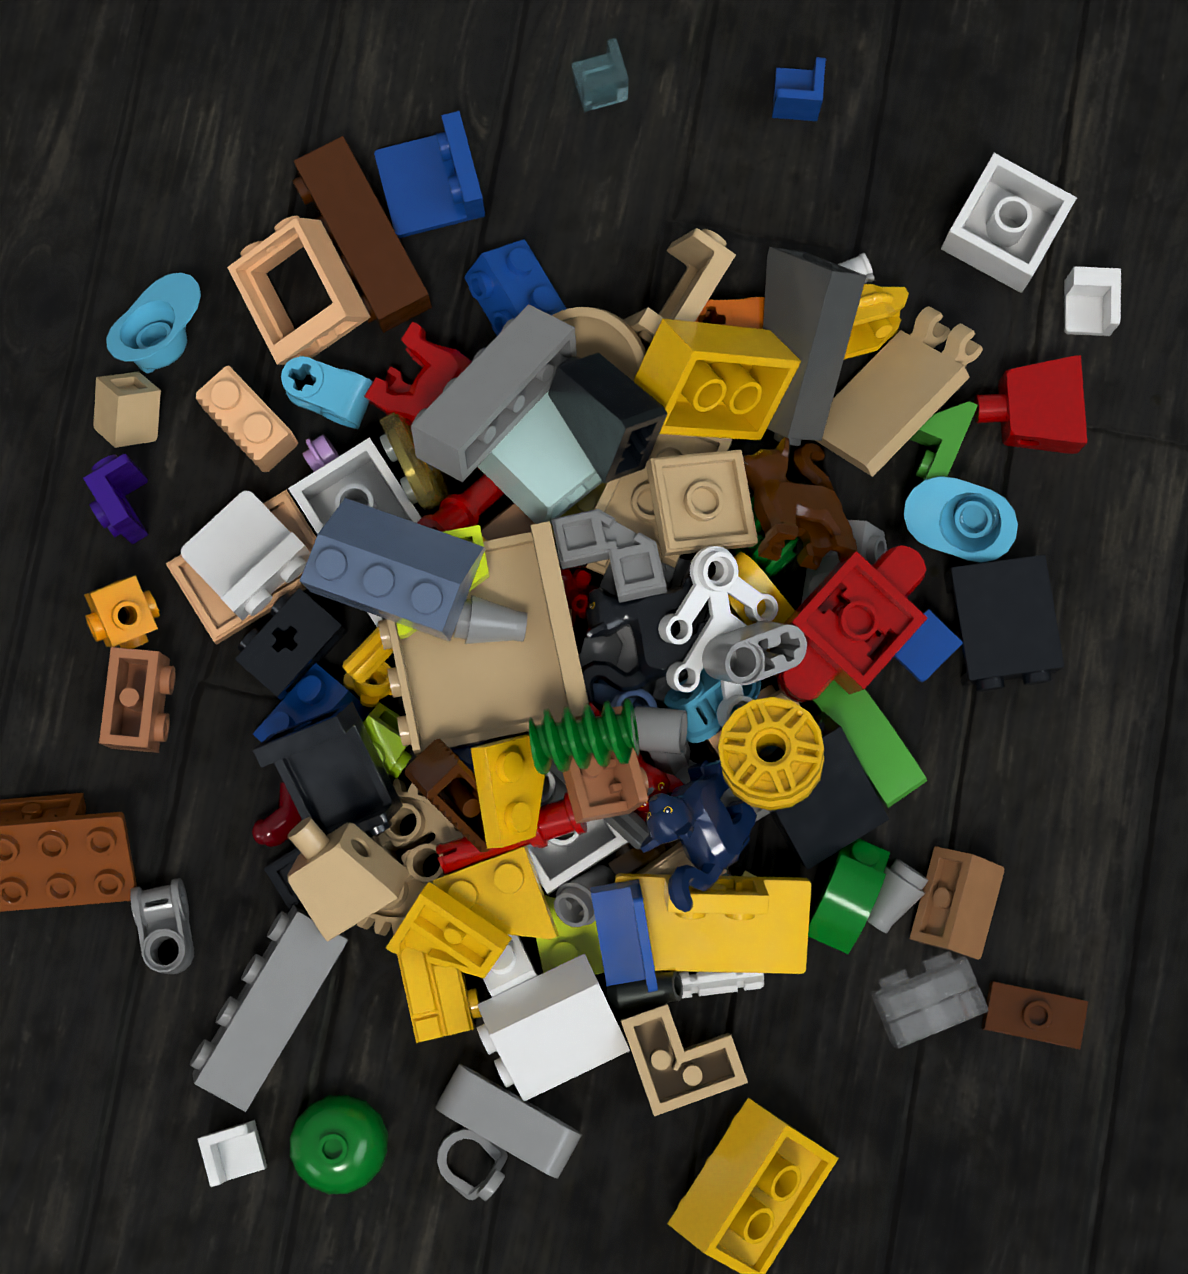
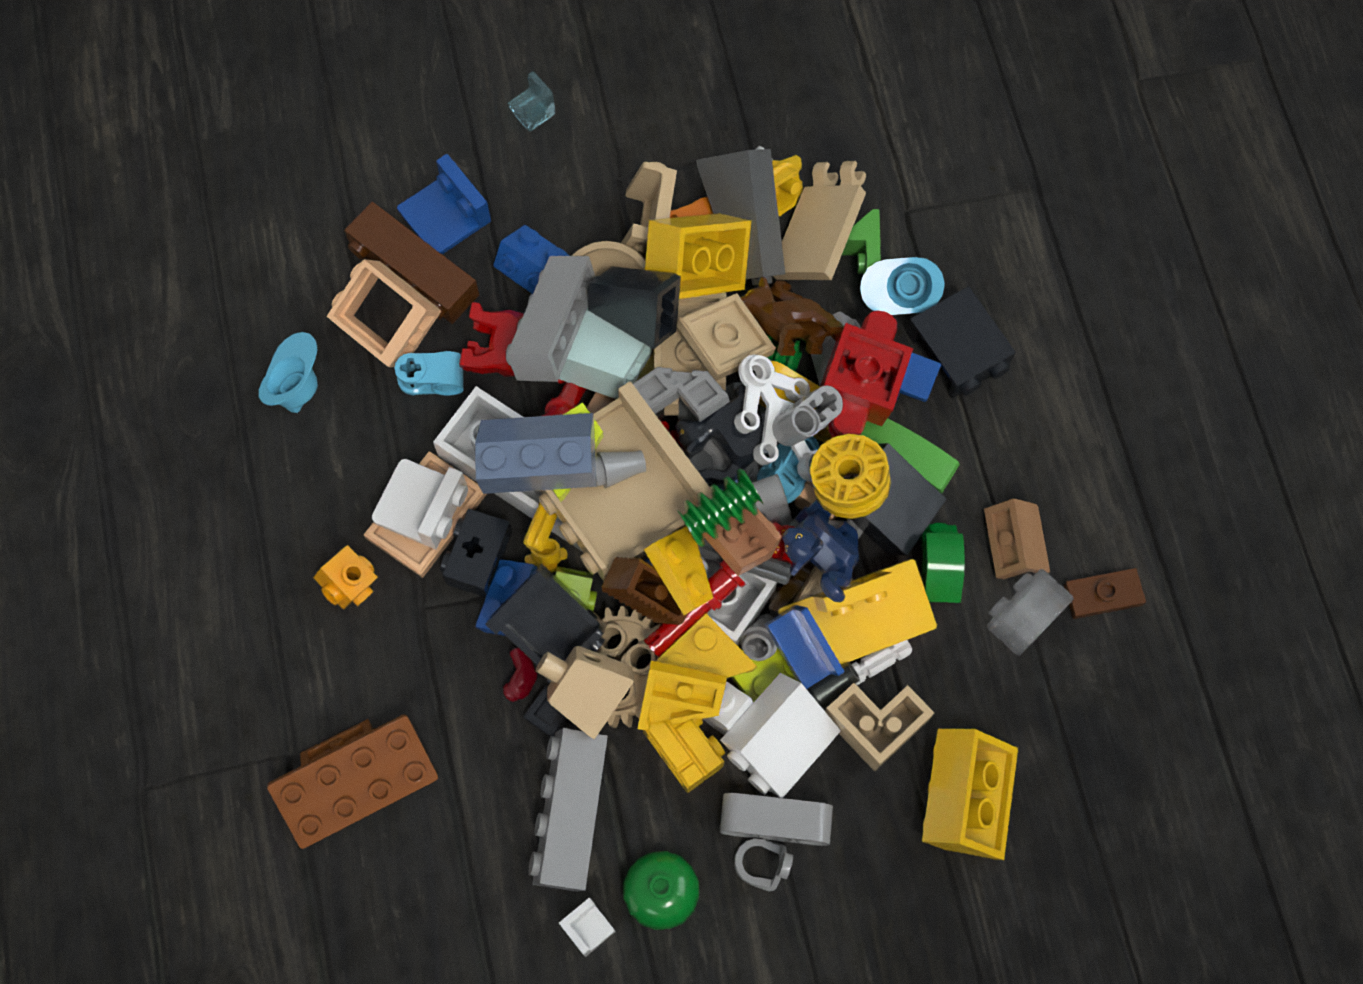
camera: 25 degrees left, 10 degrees down
(110, 483) = (305, 490): dark purple bracket -> none
(126, 409) = (292, 441): tan panel -> none
(136, 700) = (381, 634): nougat brick -> none
(163, 922) = (463, 783): light grey piece -> none
(246, 419) = (381, 413): light nougat brick -> none
(319, 452) = (441, 416): lavender plate -> none
(421, 481) = (510, 389): clear yellow piece -> none
(799, 92) = (669, 65): blue panel -> none
(899, 892) = (976, 549): light grey cone -> none
(1008, 223) = (845, 91): white brick -> none
(1039, 406) = (919, 198): red torso -> none
(1092, 301) = (921, 120): white panel -> none

